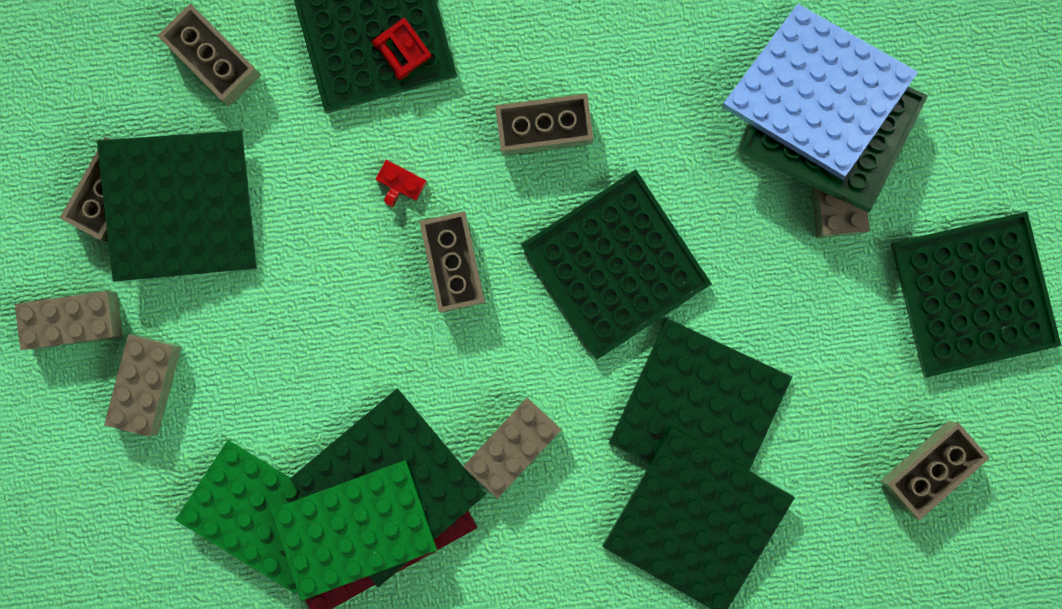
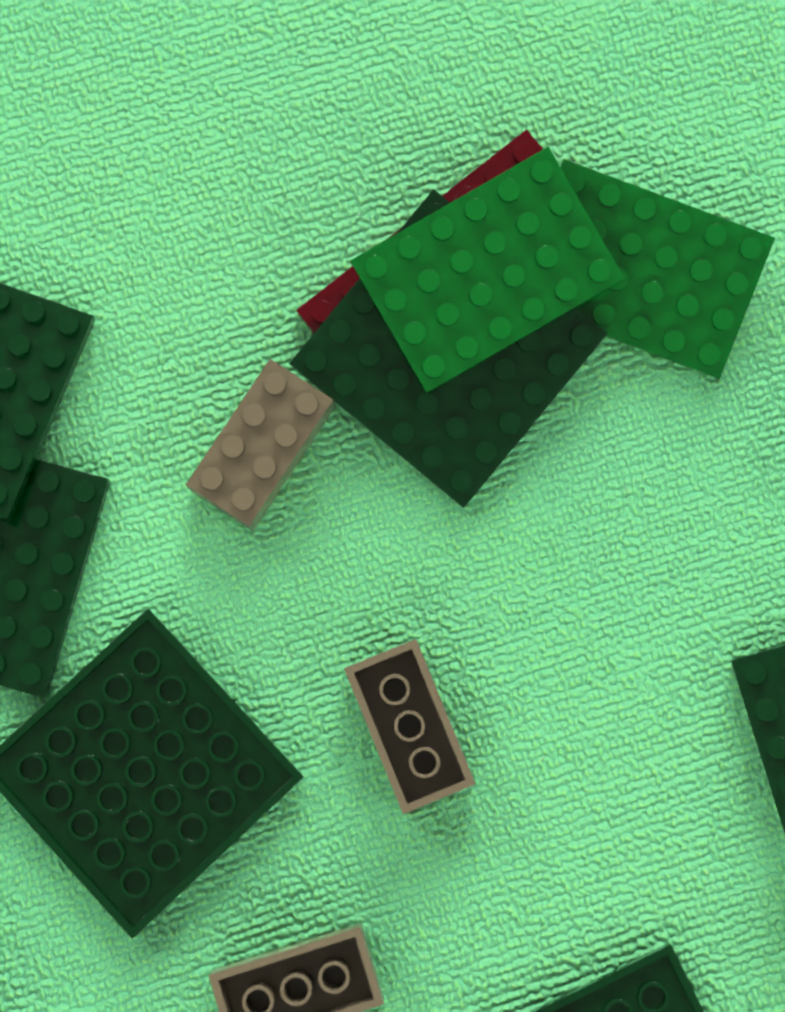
camera: 170 degrees right, 5 degrees down
(400, 181) = (522, 847): red plate -> none

